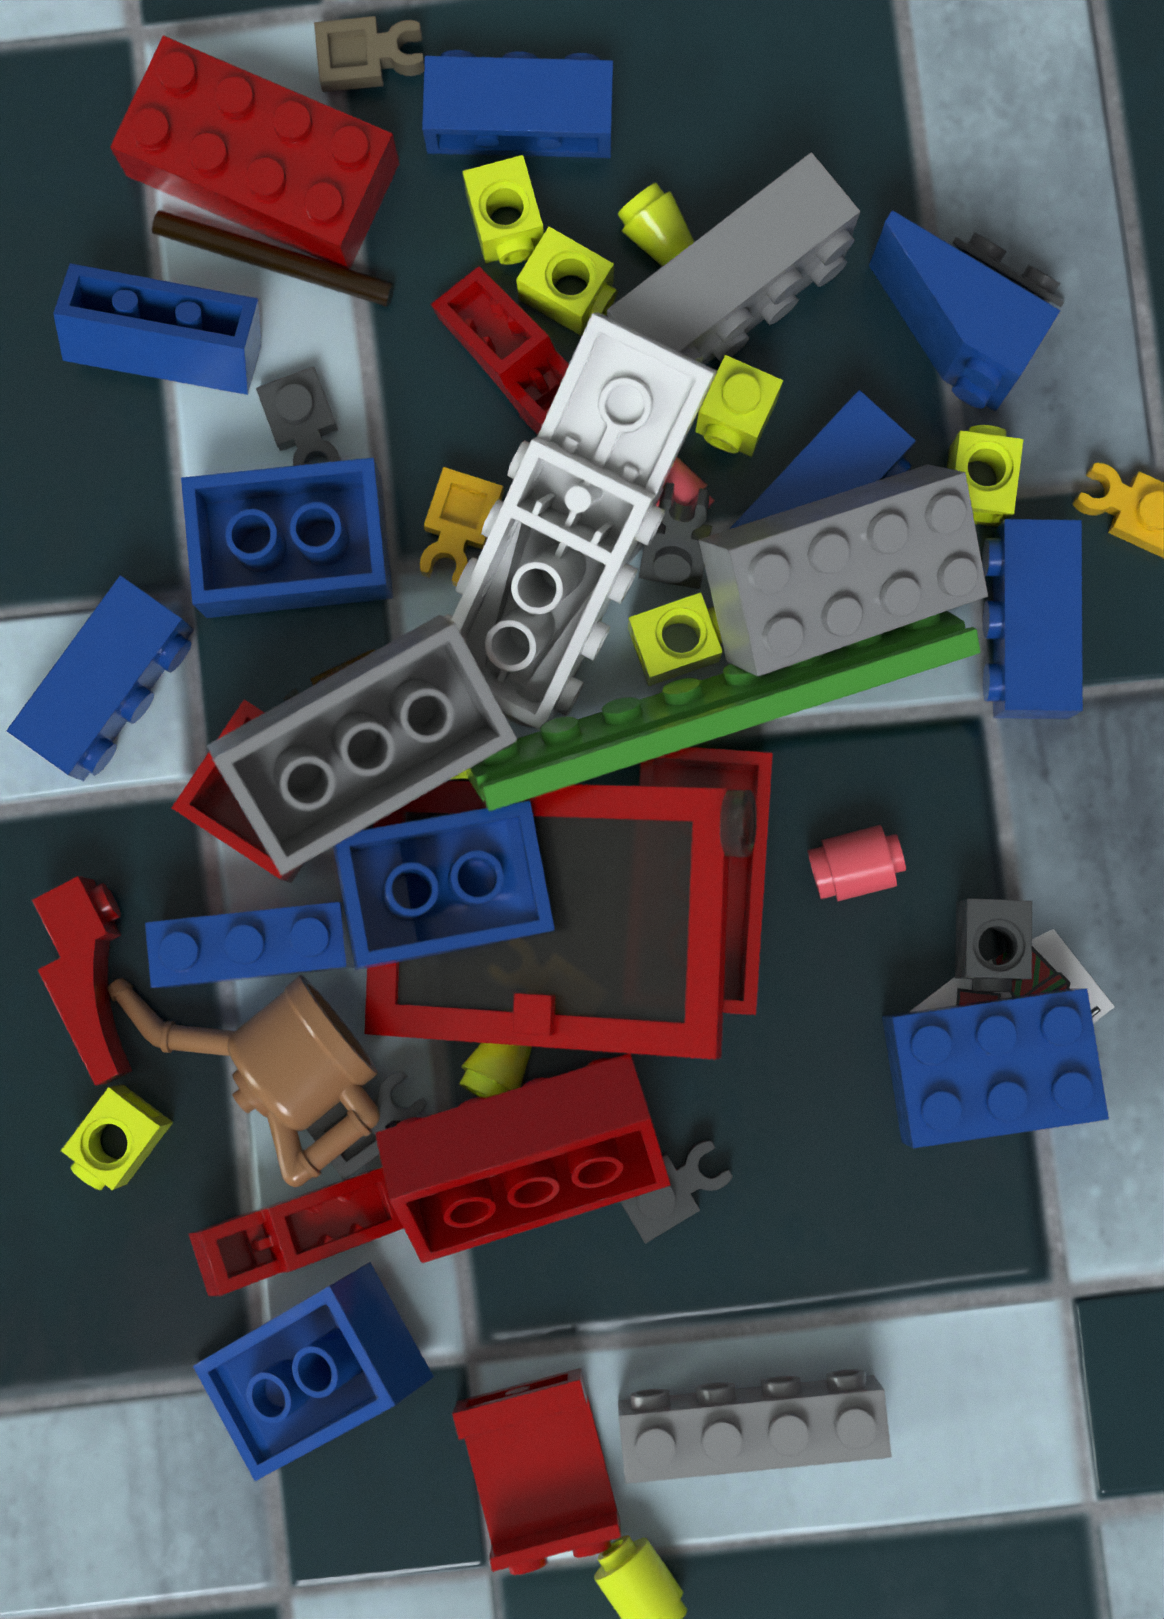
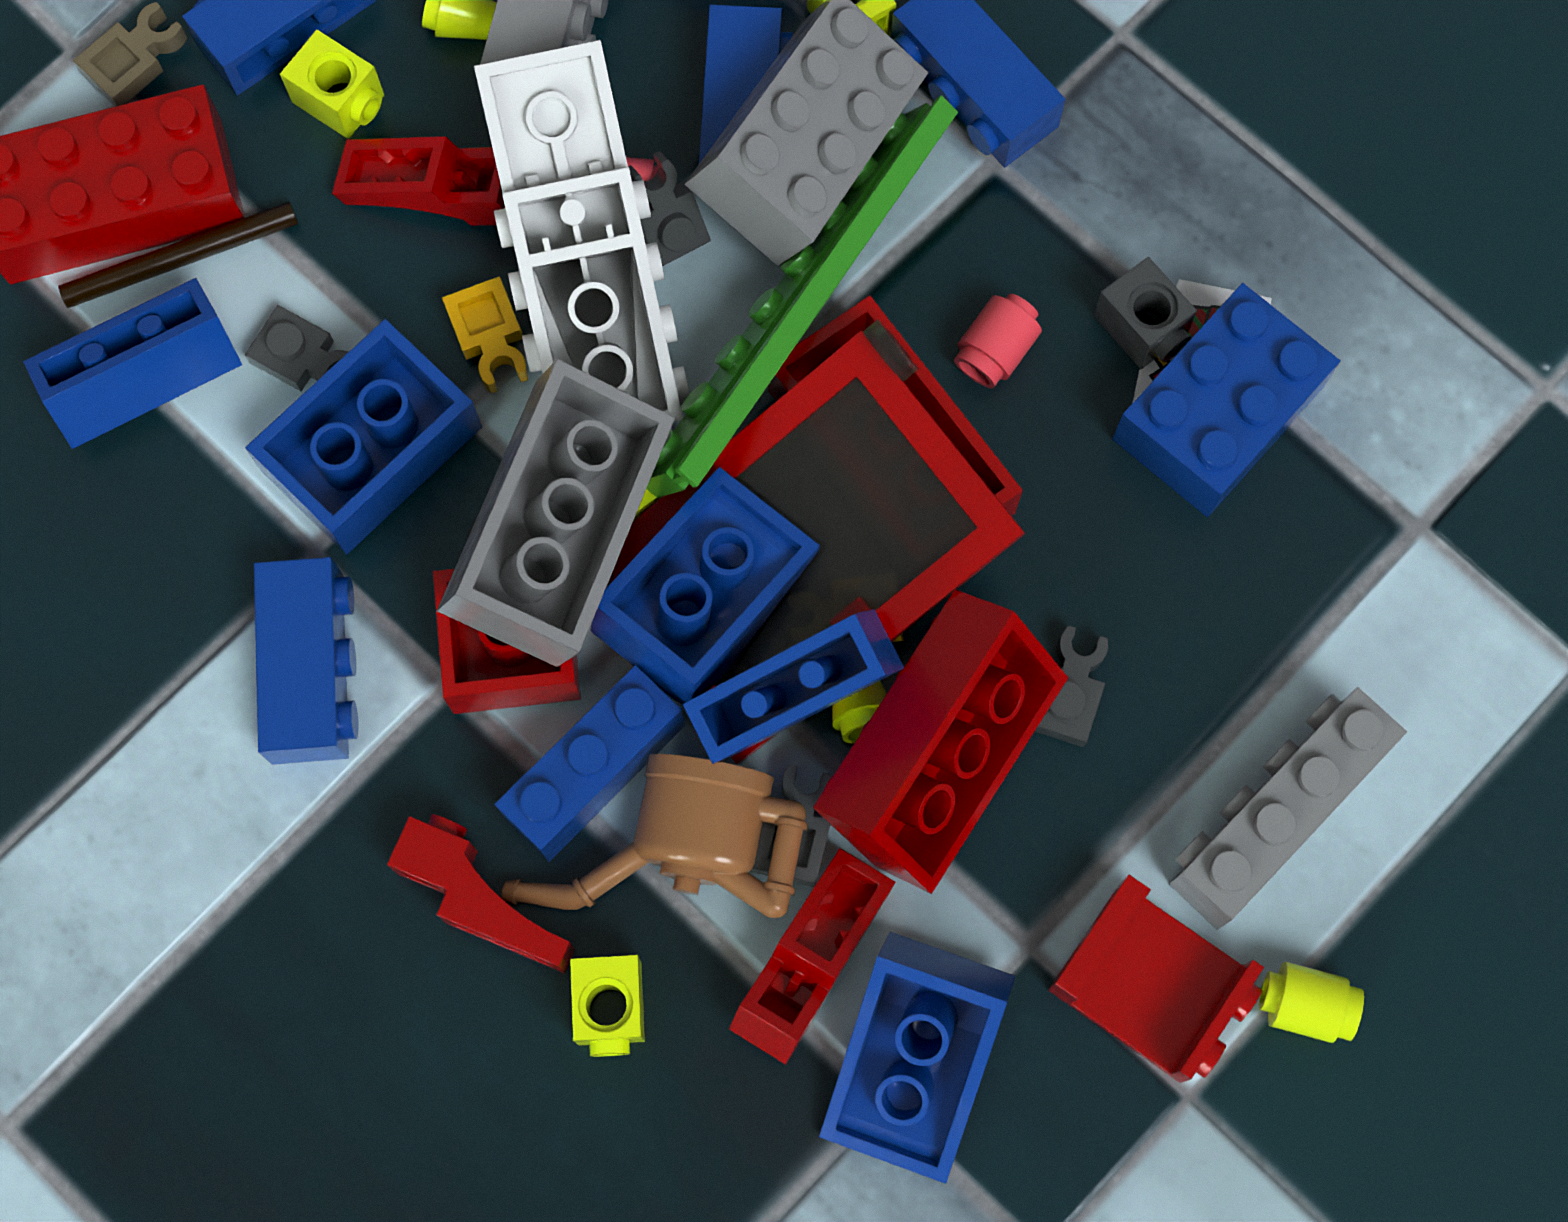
camera: 45 degrees left, 10 degrees down
(439, 1028) = (793, 685): none -> blue brick
(560, 257) = (411, 80): neon yellow brick -> none
(656, 658) = (717, 308): neon yellow brick -> none
(737, 406) = (635, 85): neon yellow brick -> none

